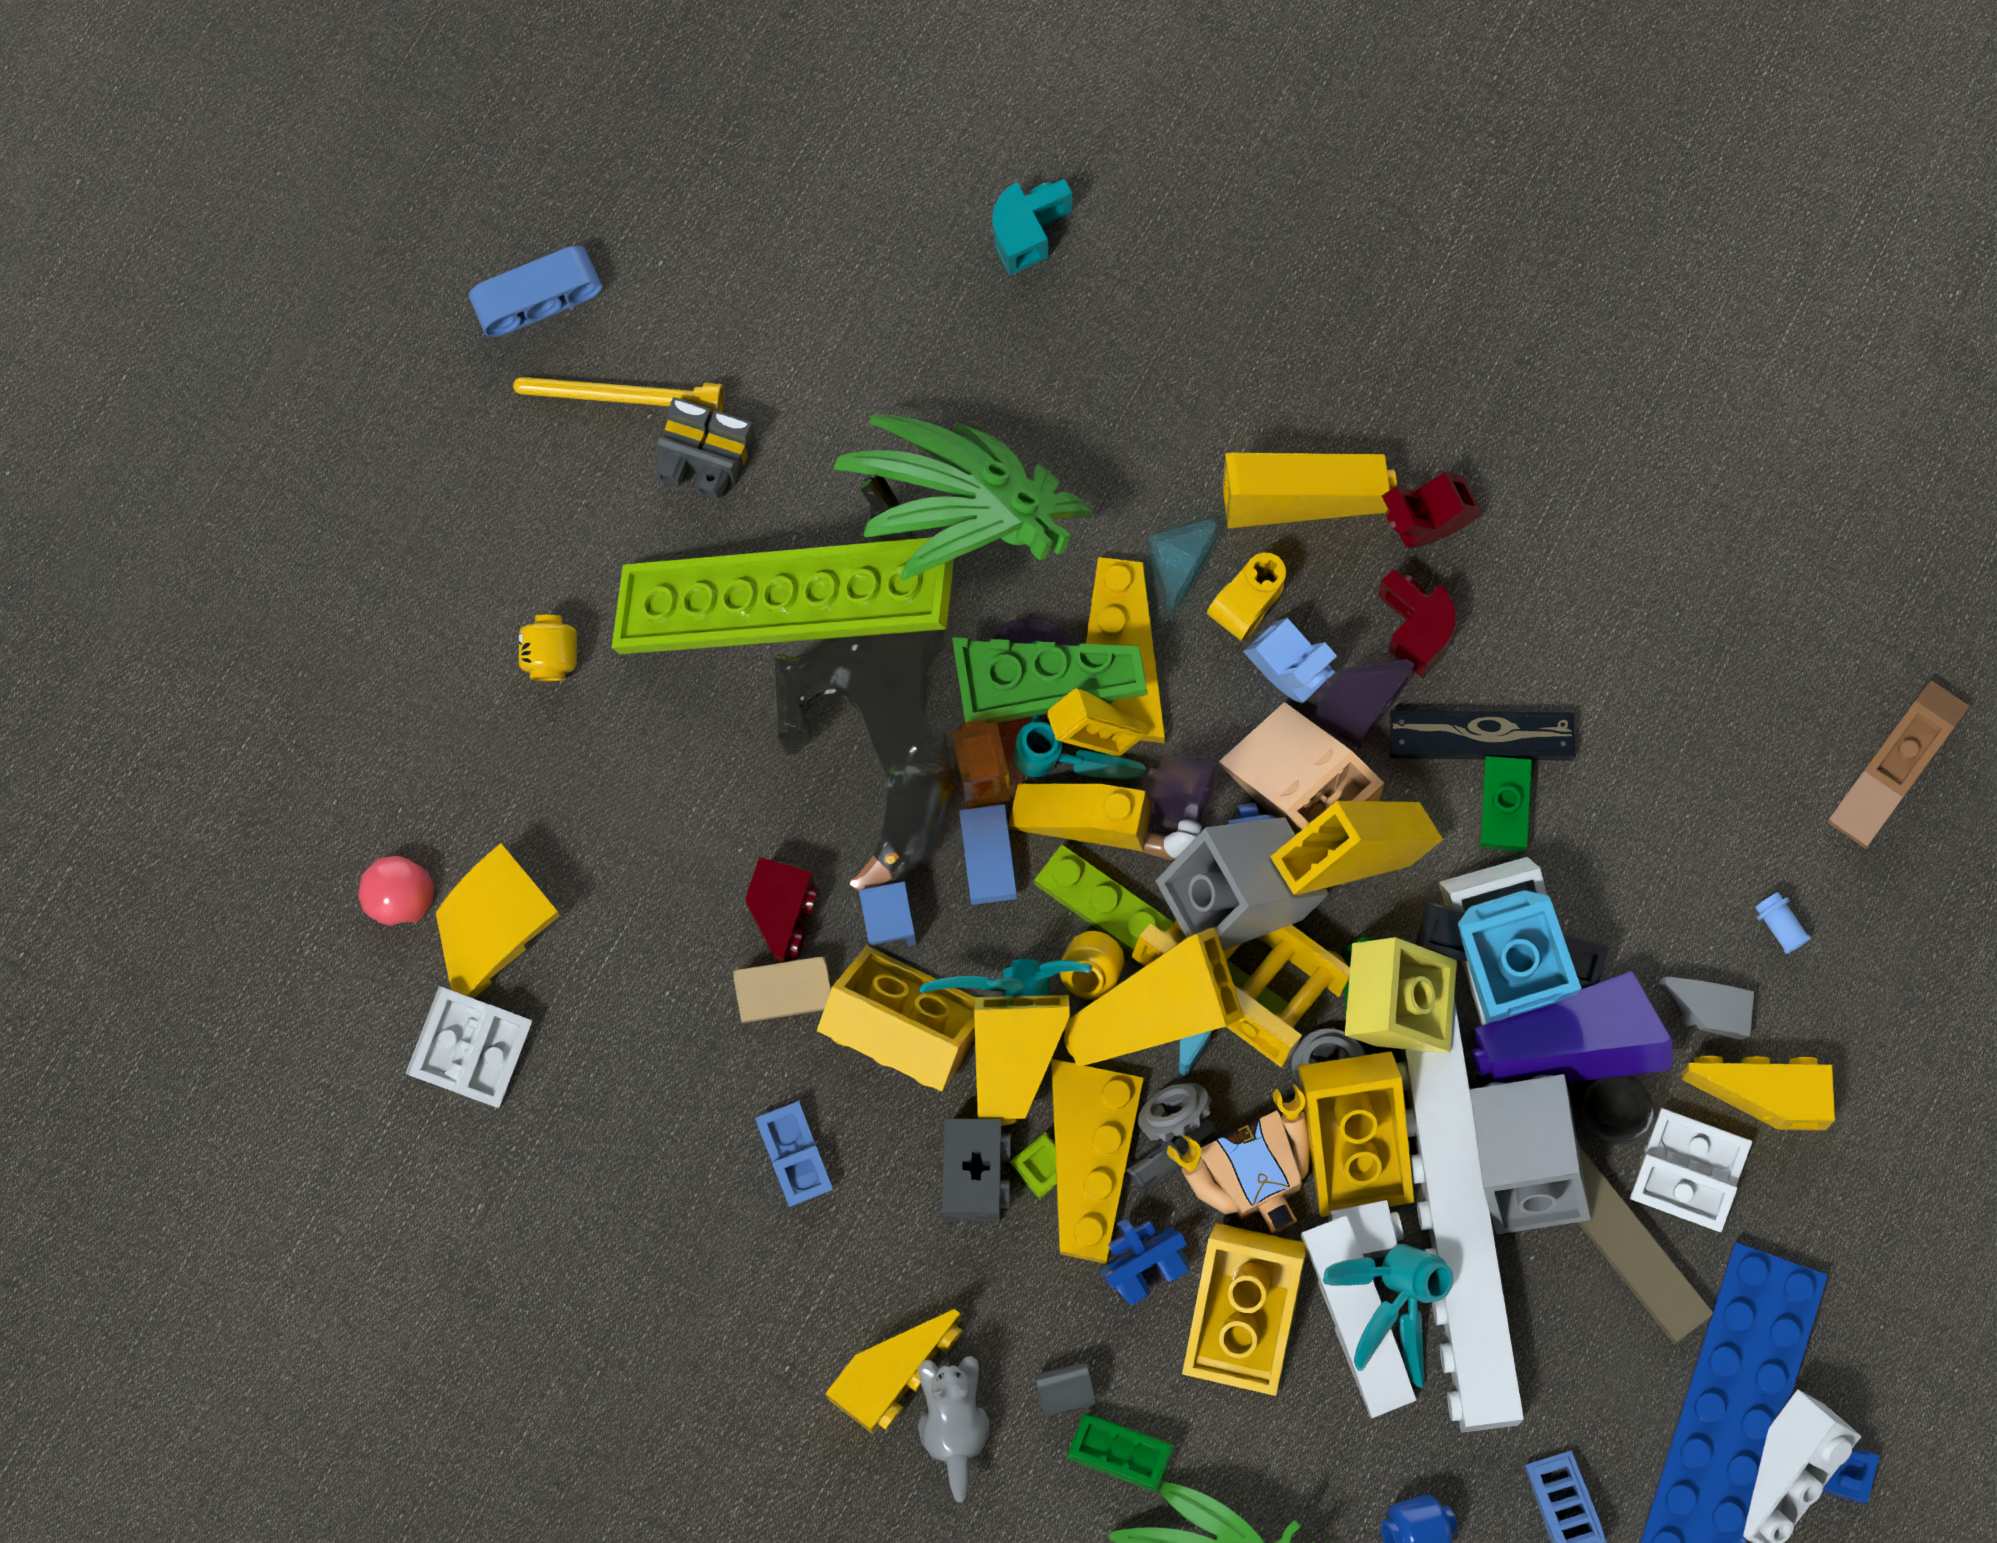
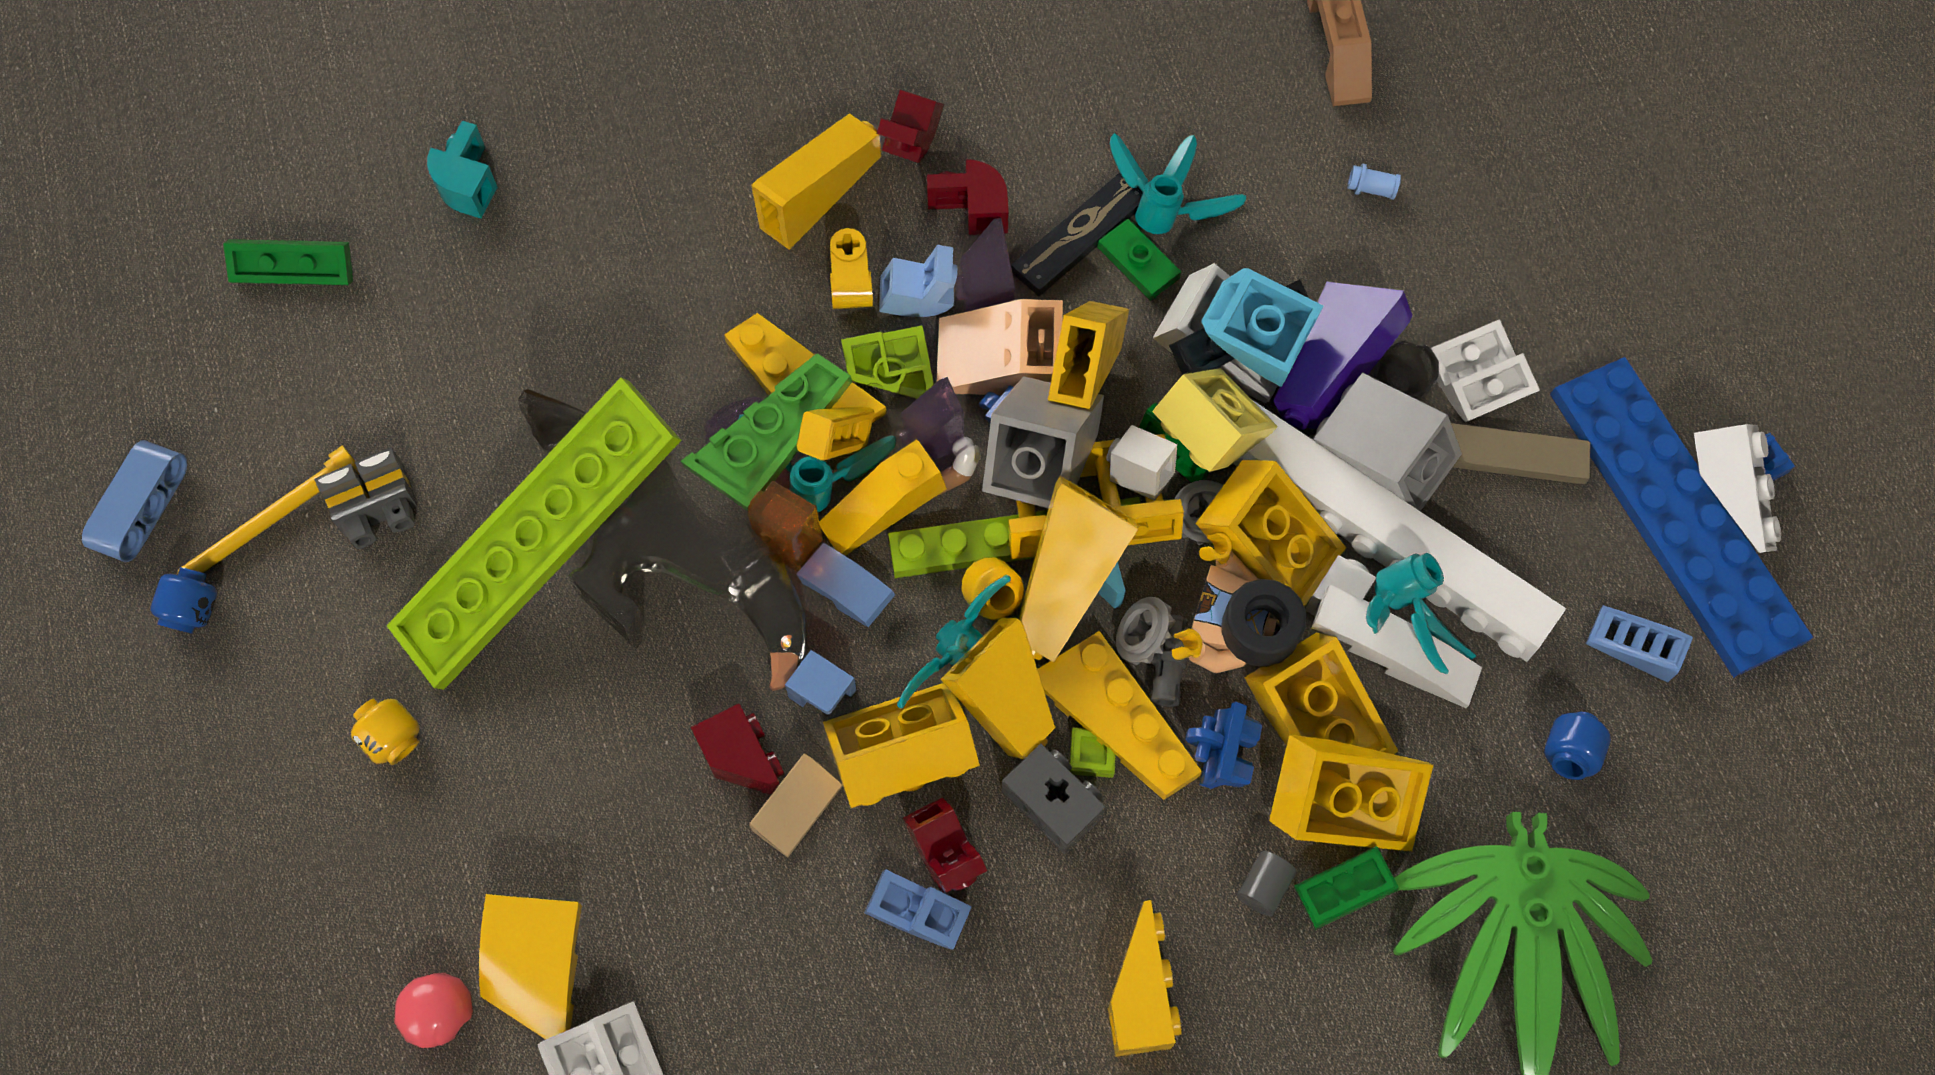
camera: 50 degrees left, 5 degrees down
(499, 408) = (183, 600): none -> blue head
(822, 184) = (288, 262): none -> green plate
(855, 1125) = (944, 846): none -> dark red brick
(953, 1425) = (1222, 981): light grey animal -> none
(990, 478) = (622, 339): bright green plant -> none
(1177, 558) = (777, 292): clear light blue slope -> none
(1193, 1387) = (1349, 794): none -> yellow slope
(1208, 704) = (890, 361): none -> lime slope
(1264, 1163) = (1275, 599): none -> black tyre
(1304, 977) = (1142, 462): none -> white brick
(1572, 767) = (1164, 193): none -> teal plant
(1712, 1006) = (1387, 264): light grey slope -> none
(1777, 1094) = (1482, 281): yellow slope -> none

